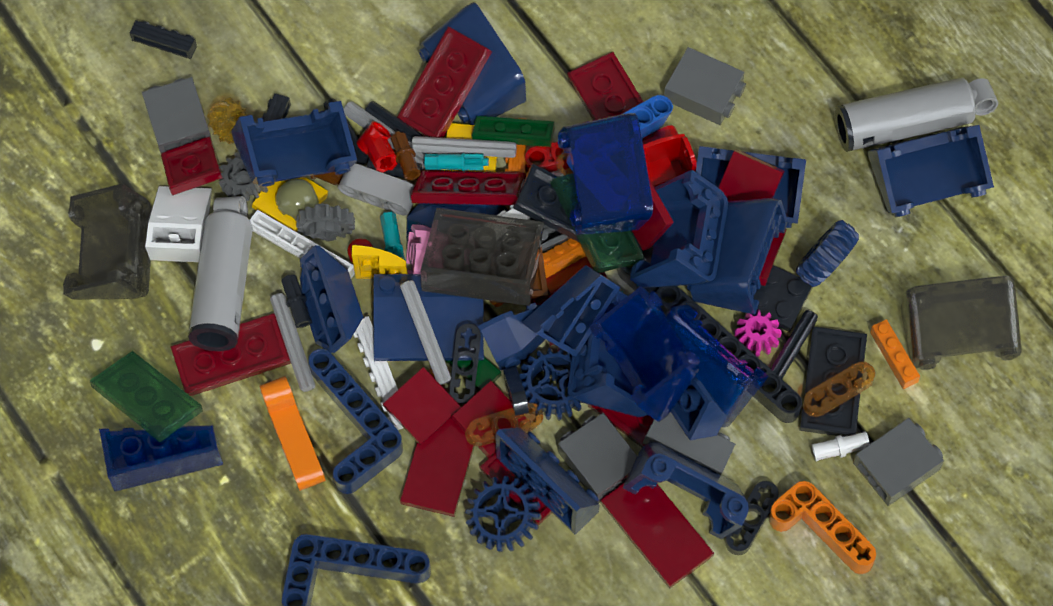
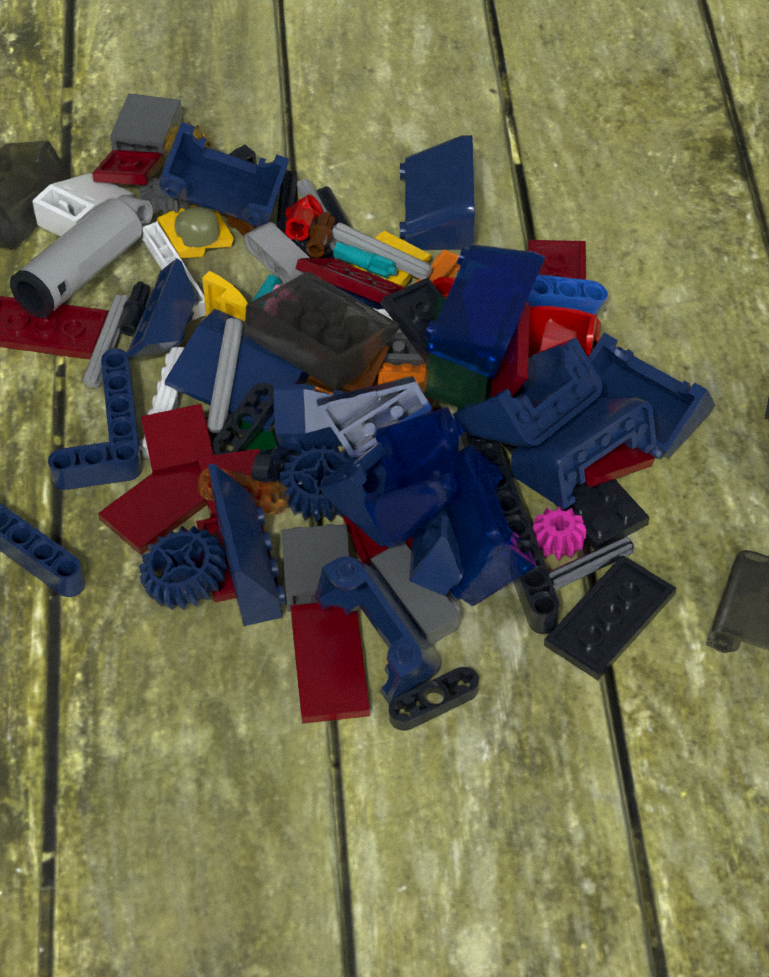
camera: 30 degrees right, 15 degrees down
(163, 39) = (184, 71): black piece -> none
(292, 433) = (45, 405): orange beam -> none
(325, 222) = (206, 252): dark grey gear -> none
(444, 84) = (400, 192): dark red tile -> none
(514, 130) = (438, 256): dark green tile -> none
(705, 86) = (655, 303): dark grey brick -> none
(749, 178) = (643, 381): dark red tile -> none
(825, 530) = (506, 747): orange beam -> none
(827, 253) = (677, 487): dark blue gear -> none
(840, 446) = (574, 676): white pin -> none
(859, 386) = (617, 610): clear orange beam -> none
(895, 354) = (693, 620): orange piece -> none
(899, 461) = (628, 720): dark grey brick -> none

